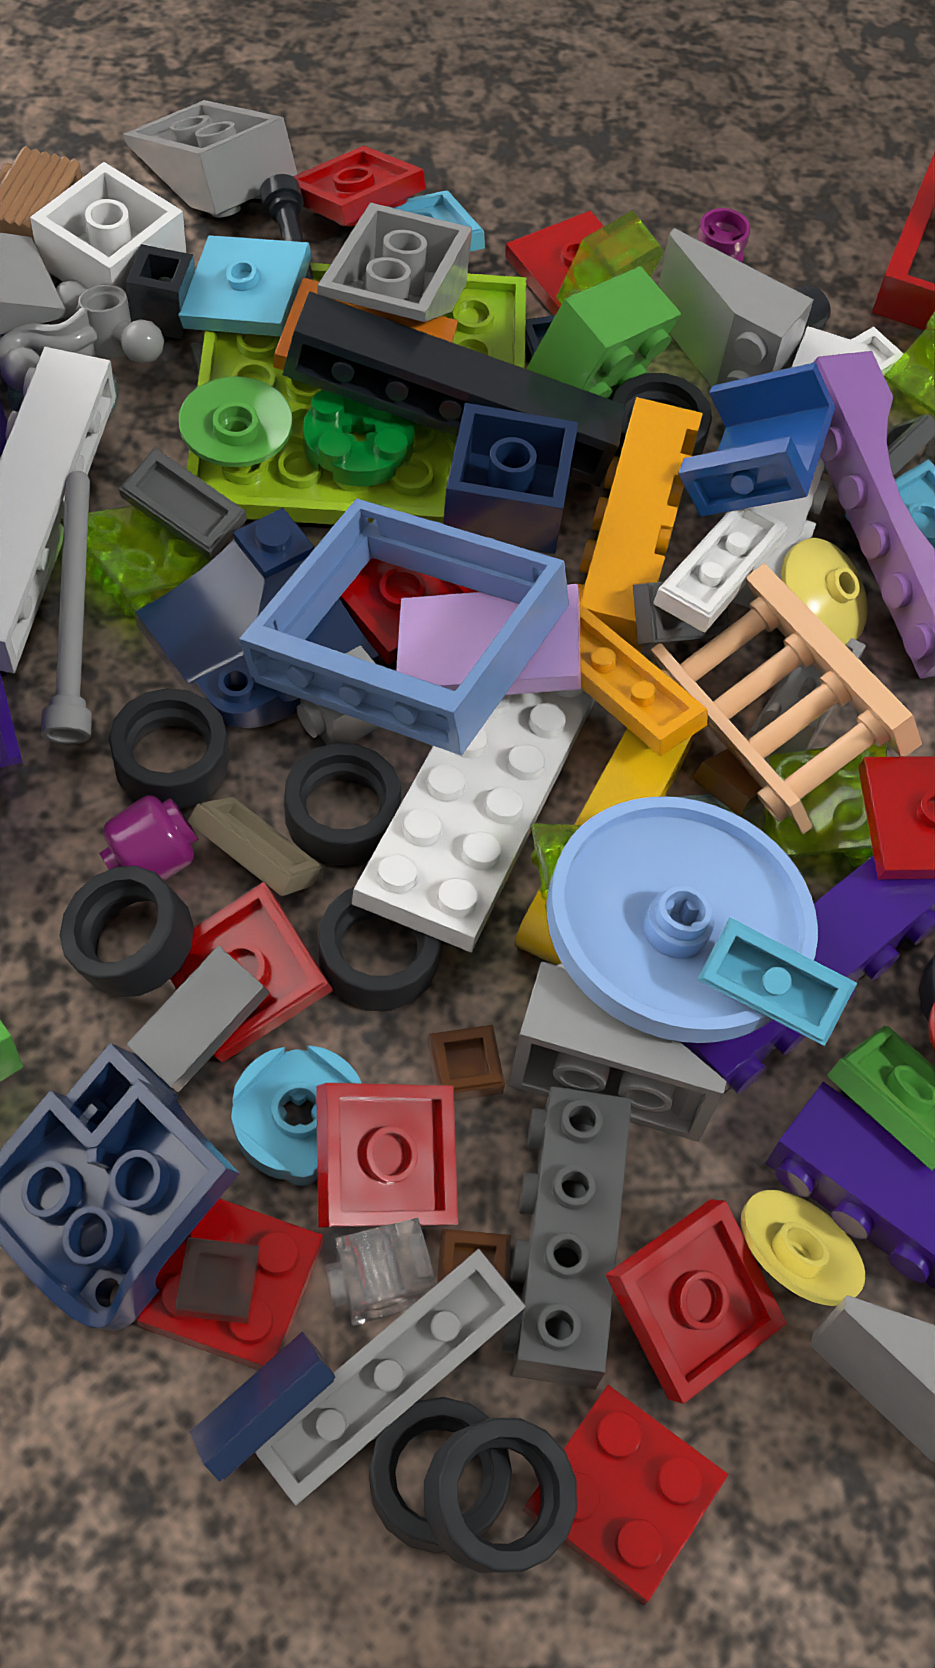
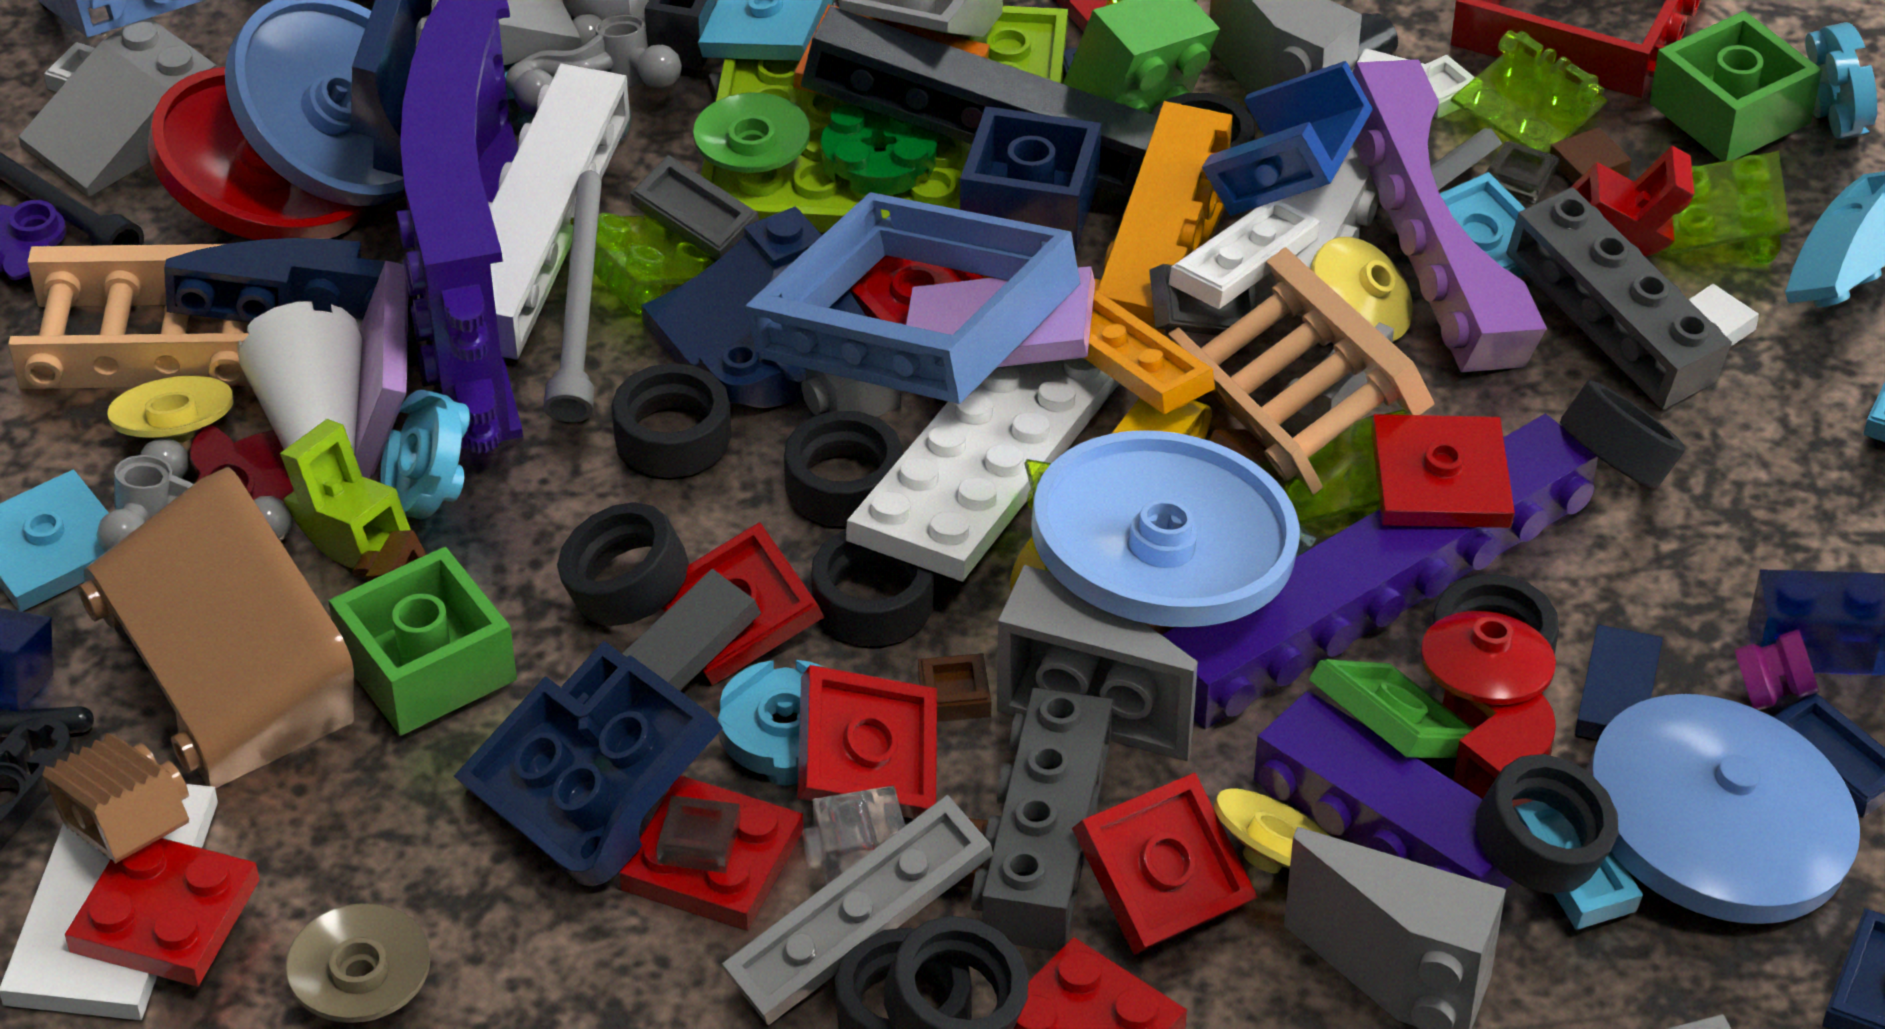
camera: 10 degrees right, 15 degrees down
(149, 837) = (653, 481): magenta head -> none
(255, 845) = (754, 499): dark tan tile -> none
(261, 1406) = (736, 932): dark blue tile -> none
(777, 981) = (1249, 567): medium azure slope -> none

